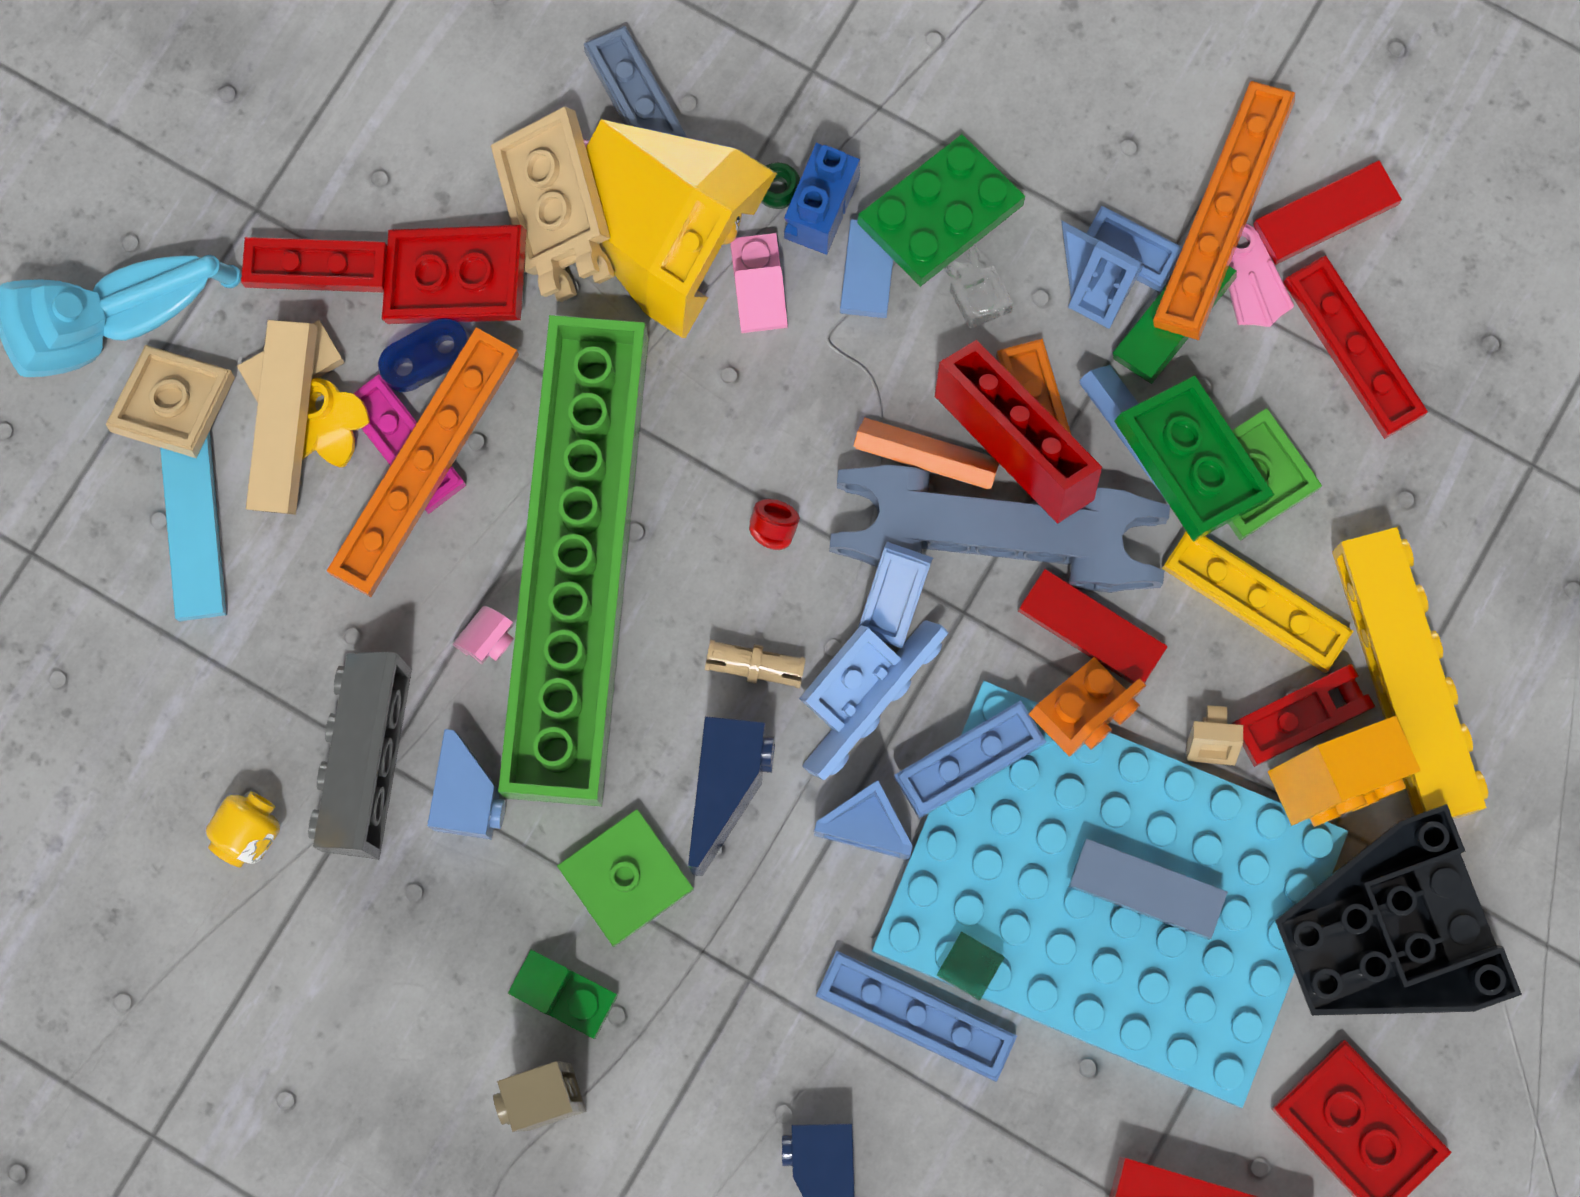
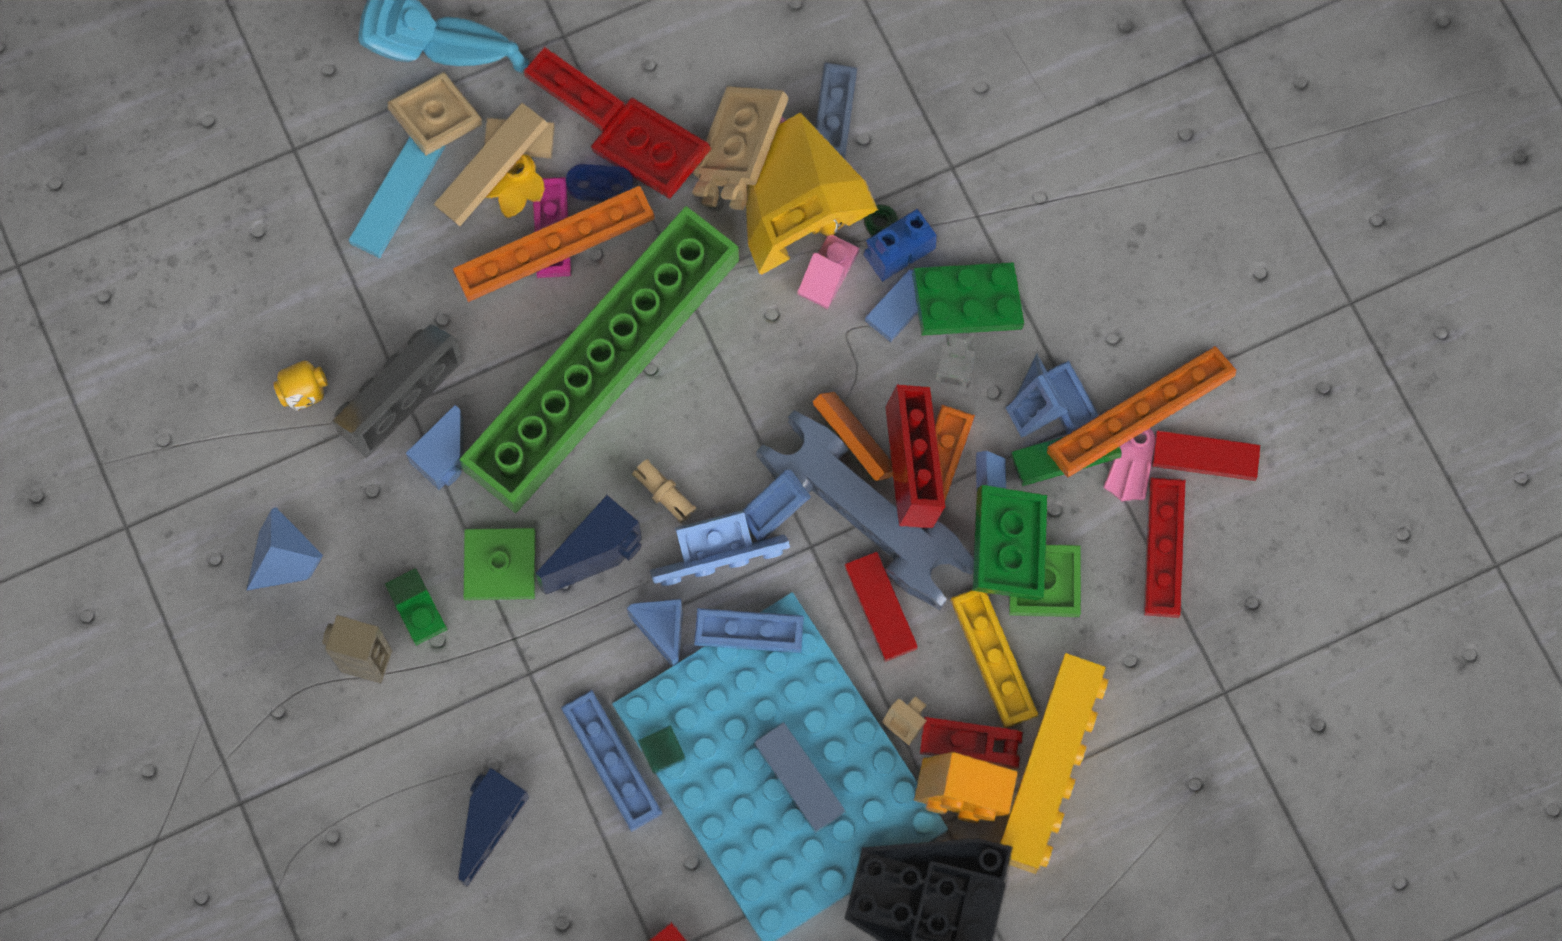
camera: 30 degrees right, 5 degrees down
(362, 1042) = (281, 554): none -> medium blue slope
(485, 635) = (517, 368): bright pink slope -> none
(773, 523) = (734, 417): red tile -> none
(1085, 706) = (840, 647): orange bracket -> none

